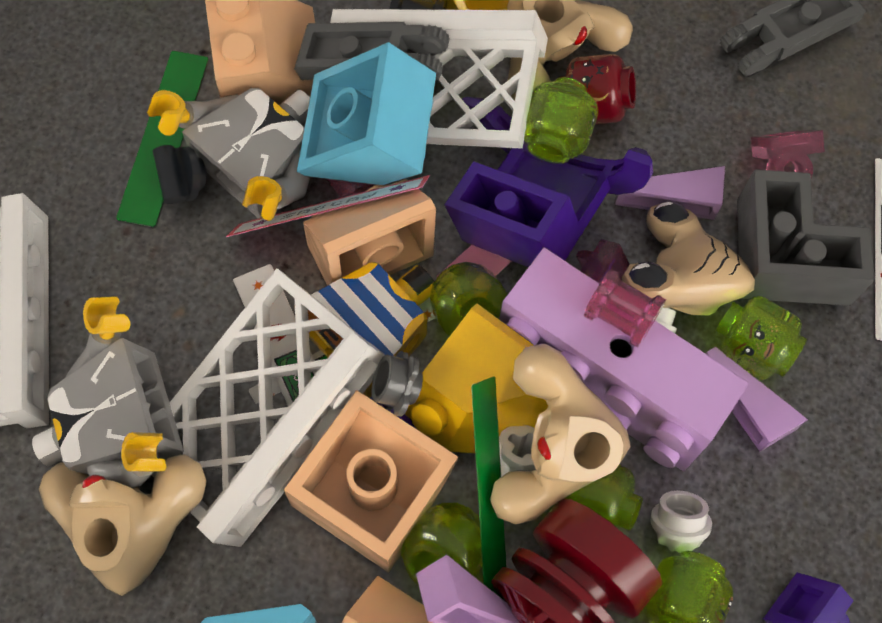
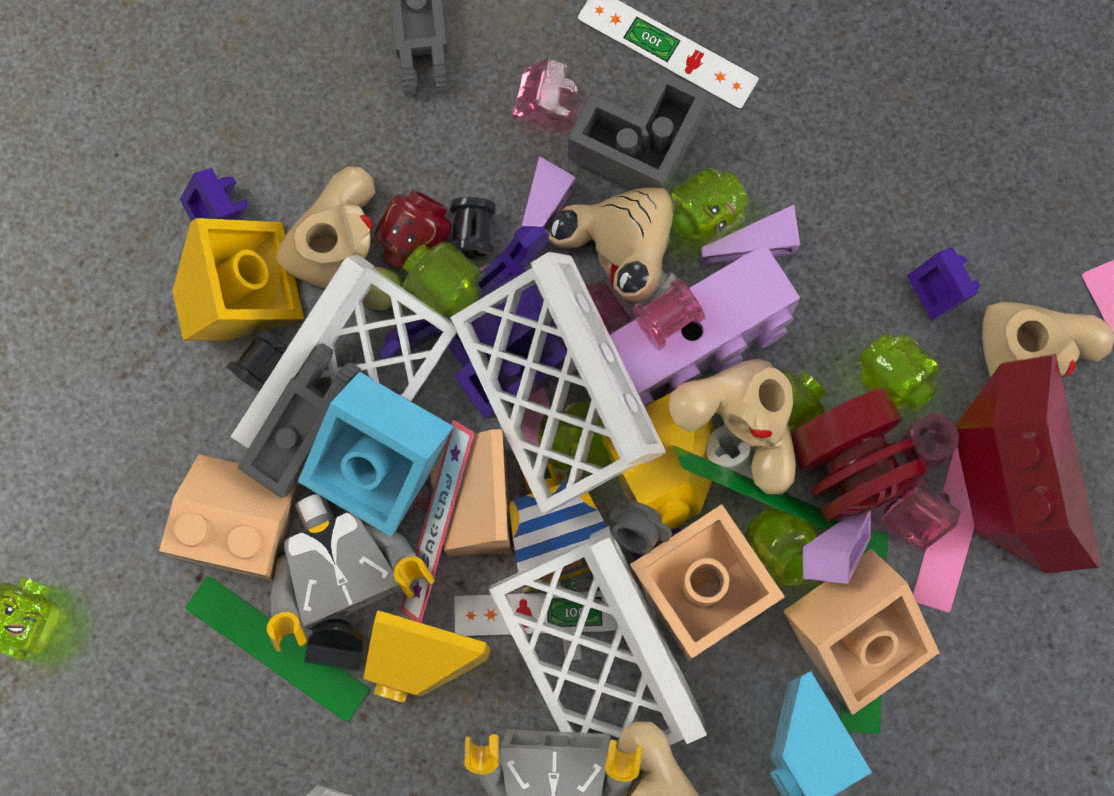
camera: 60 degrees left, 10 degrees up
(191, 239) = (417, 657): none -> yellow slope
(537, 256) = (596, 361): none -> white fence
(617, 138) = (476, 211): none -> black bush
(681, 521) = (833, 347): white plate -> none

